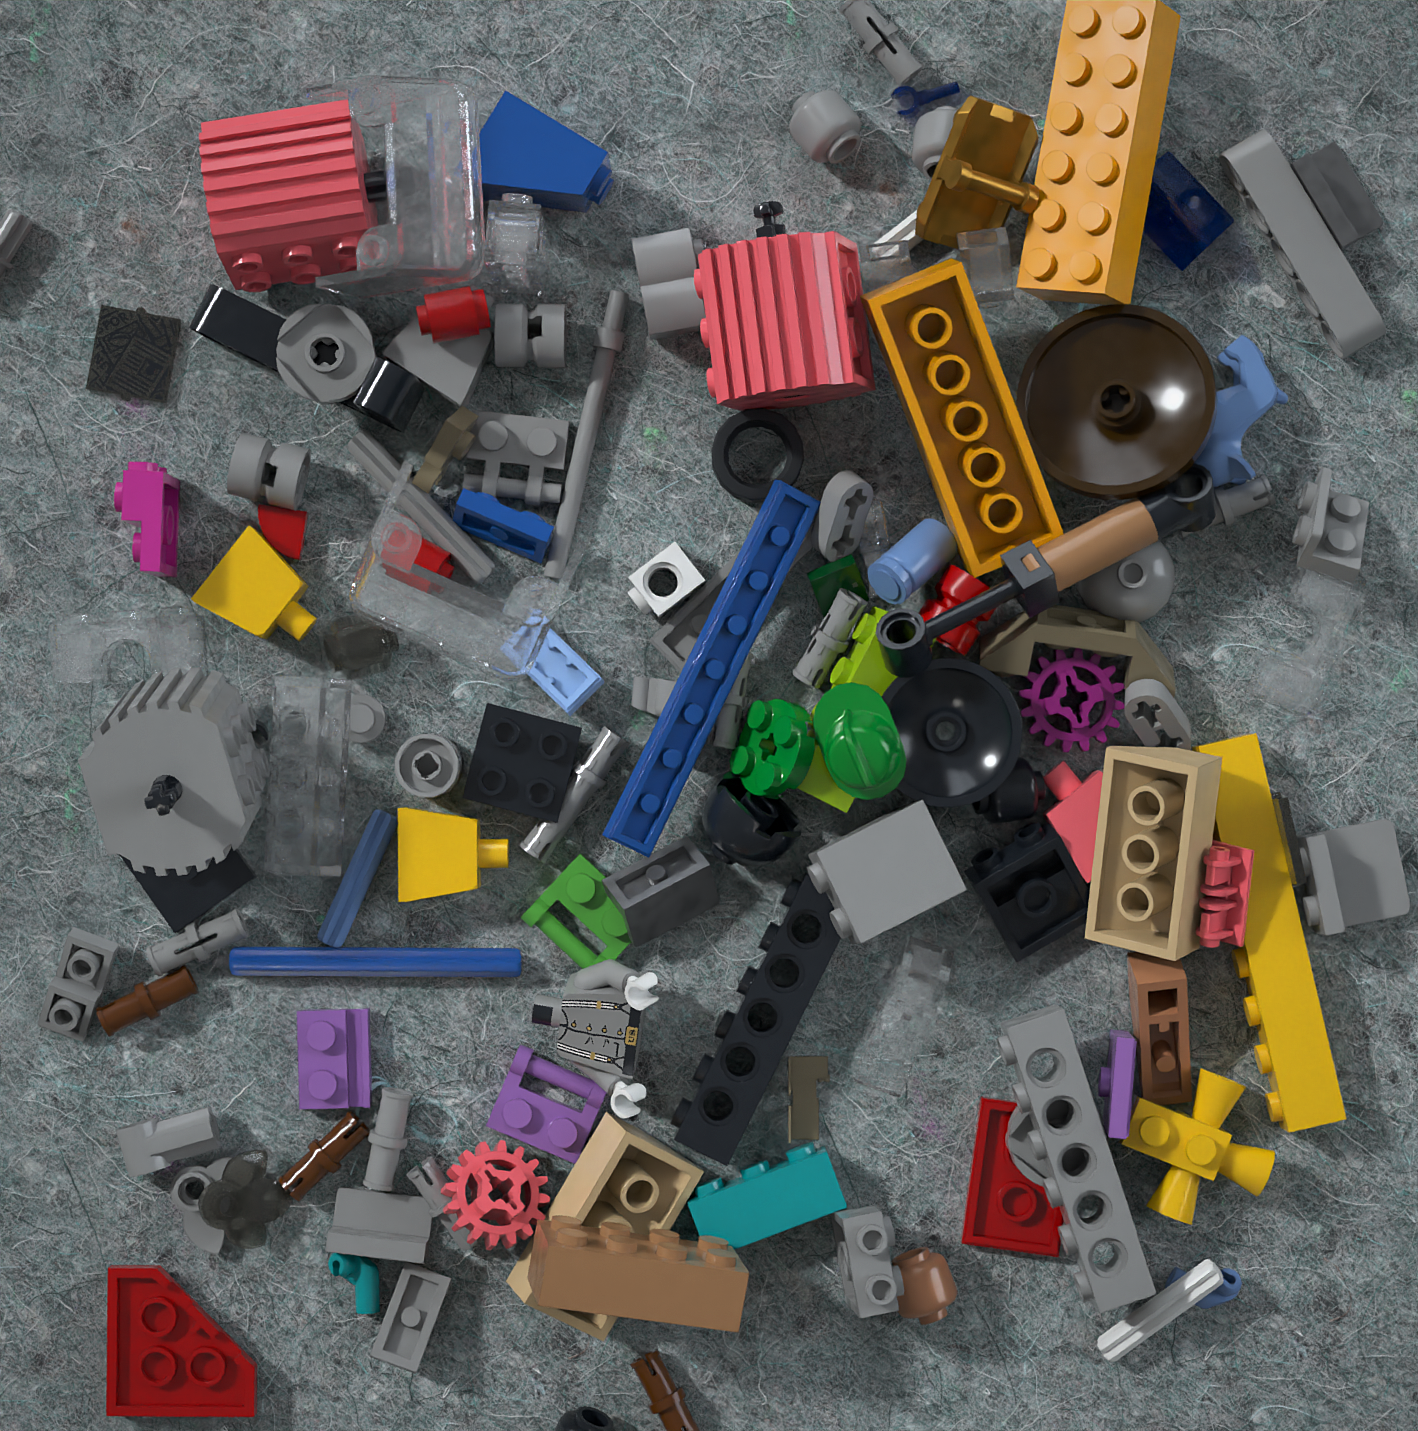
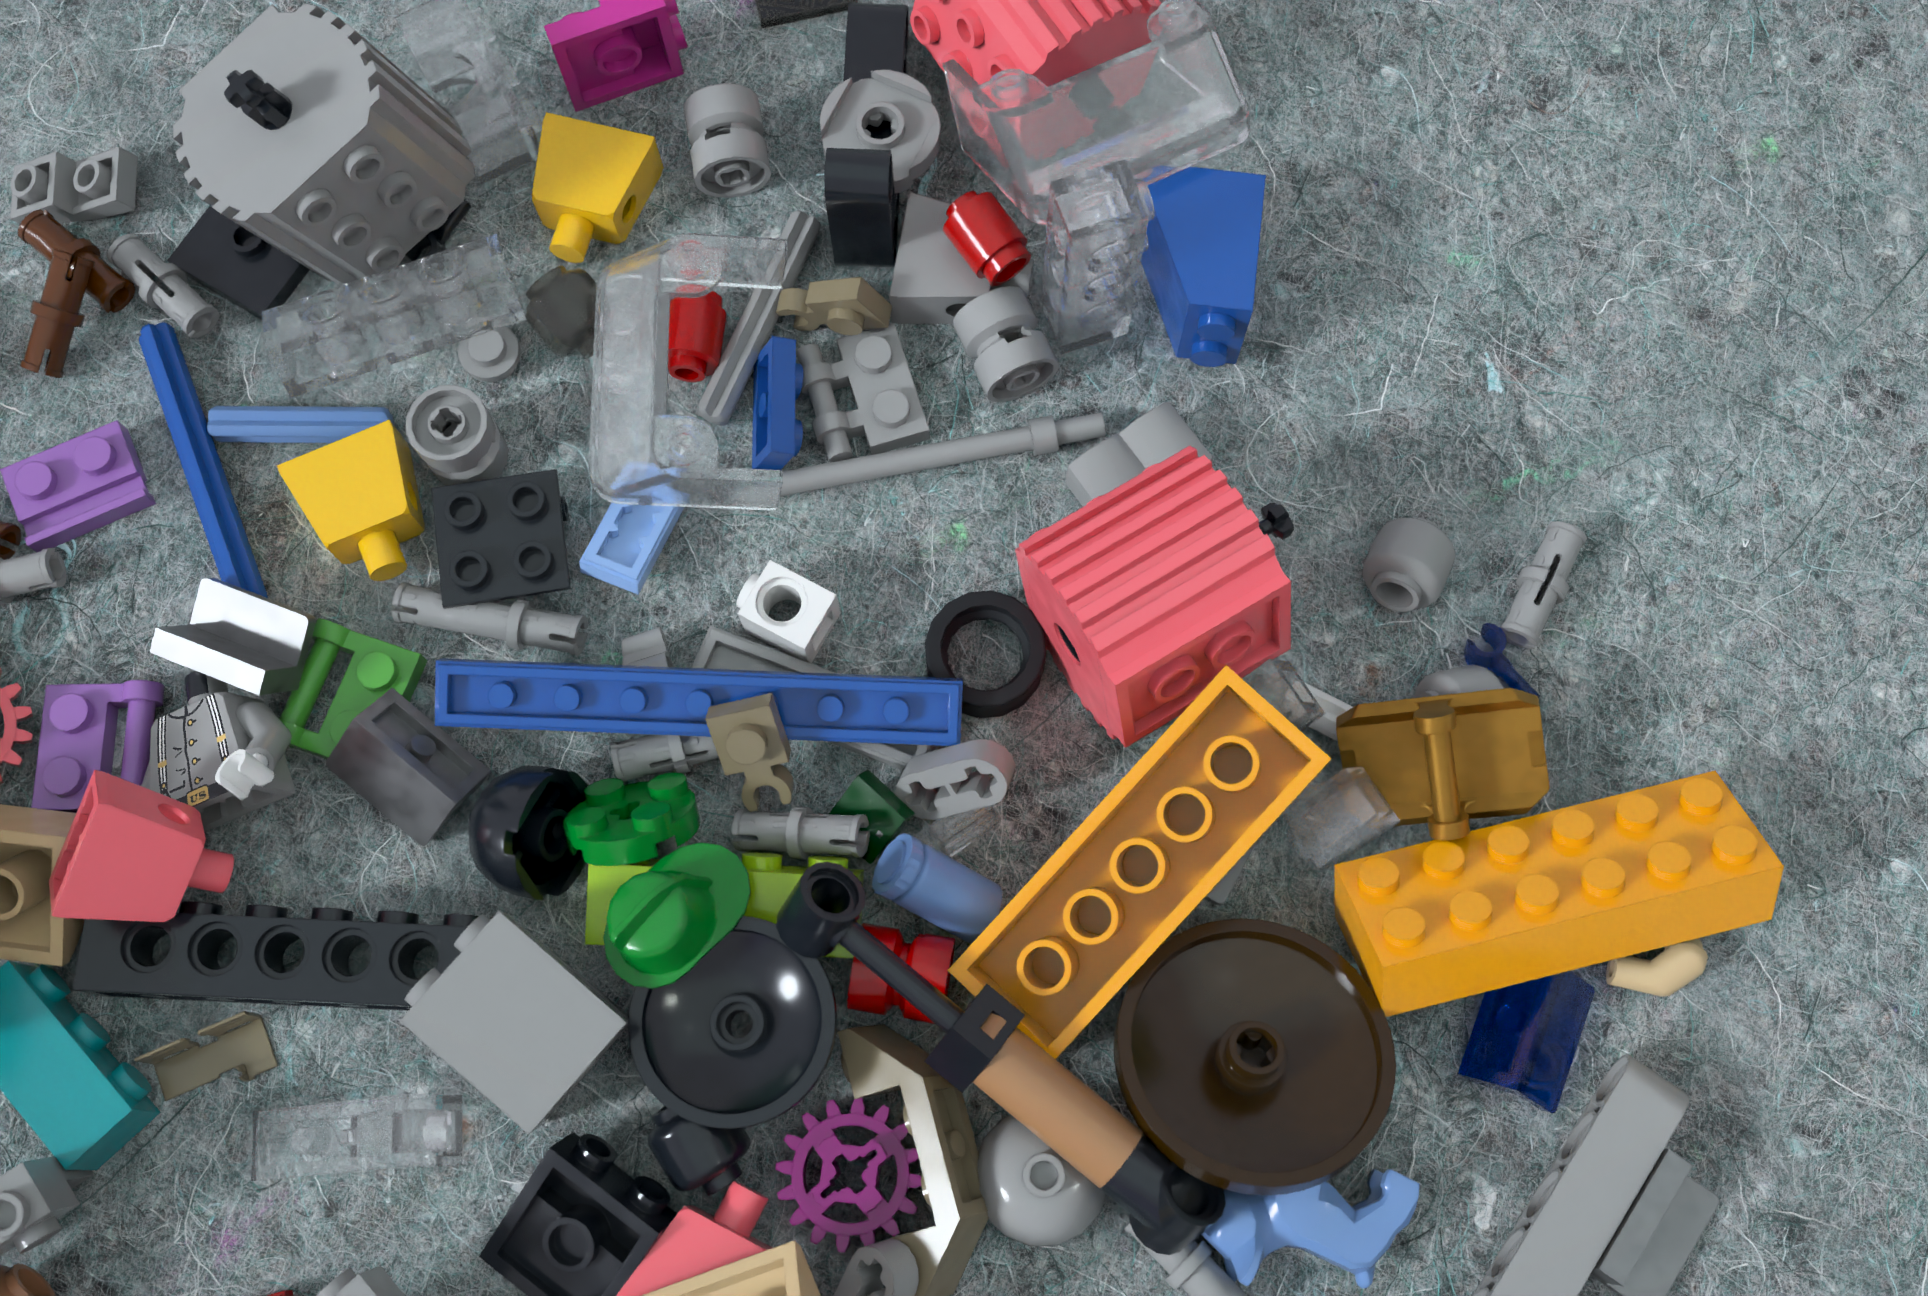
camera: 65 degrees right, 15 degrees down
(193, 1025) = (57, 313): none -> reddish brown pin
(284, 529) = (671, 191): red tile -> none
(520, 973) = (240, 639): none -> panel
(660, 1090) = (132, 855): none -> coral torso
(761, 643) = (752, 741): none -> dark tan plate
(1179, 101) = (1663, 974): none -> tan arm

